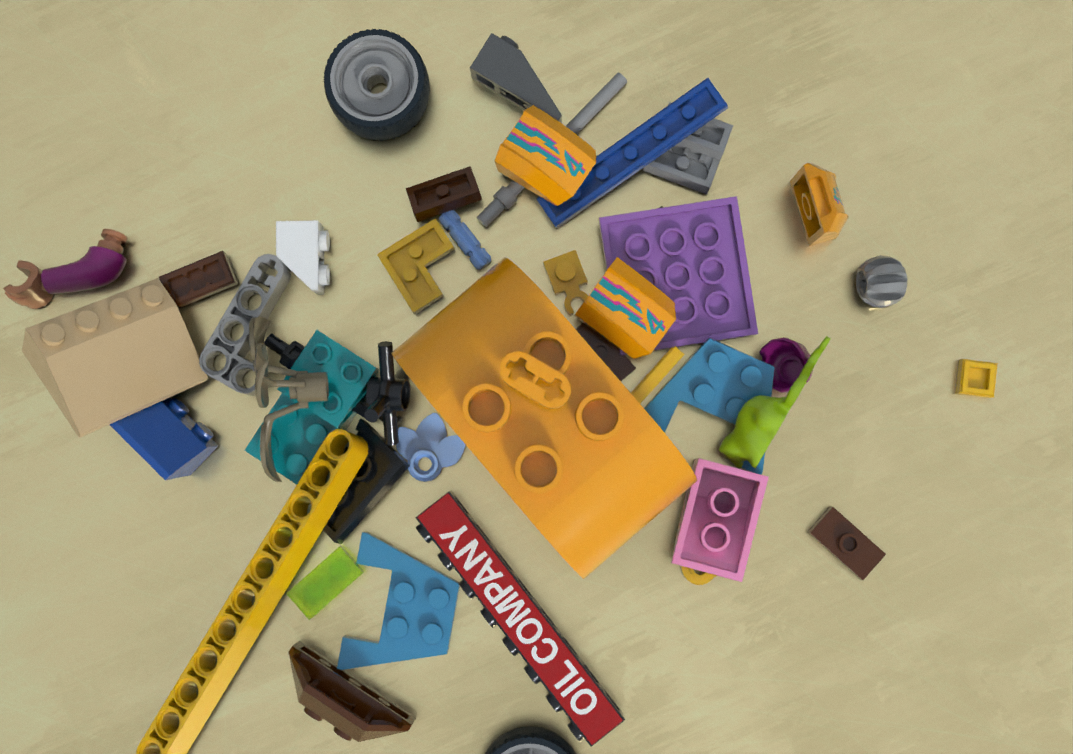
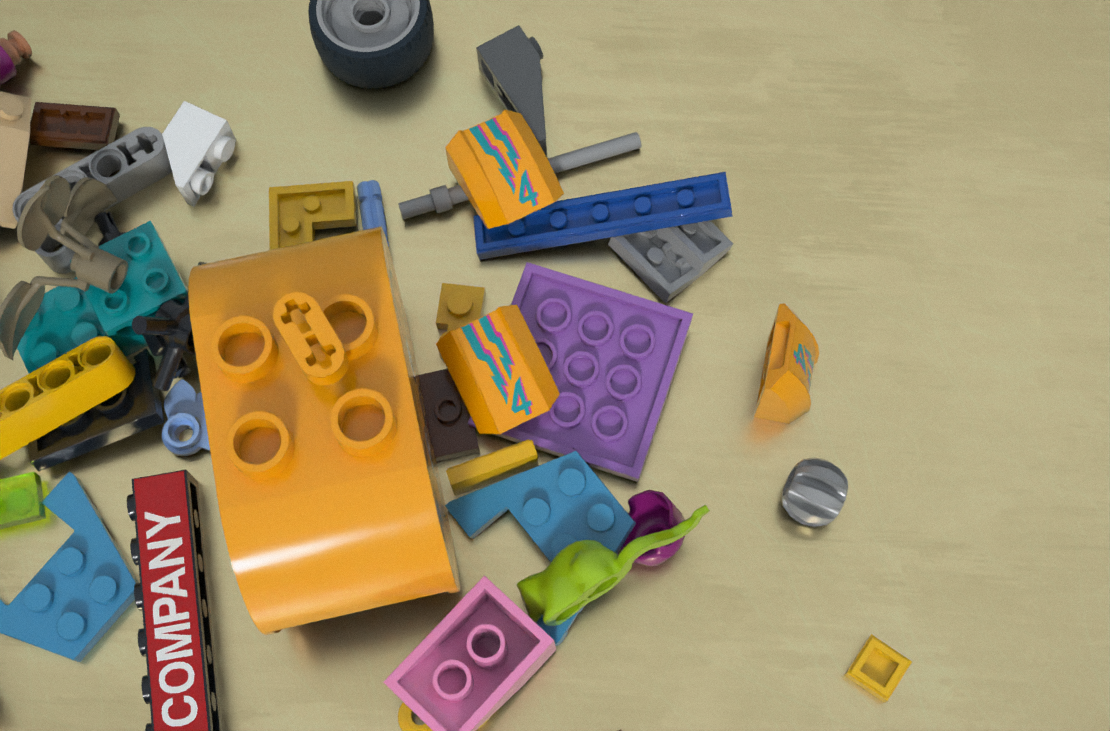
camera: 25 degrees right, 15 degrees down
(443, 194) = (377, 162): reddish brown plate -> none

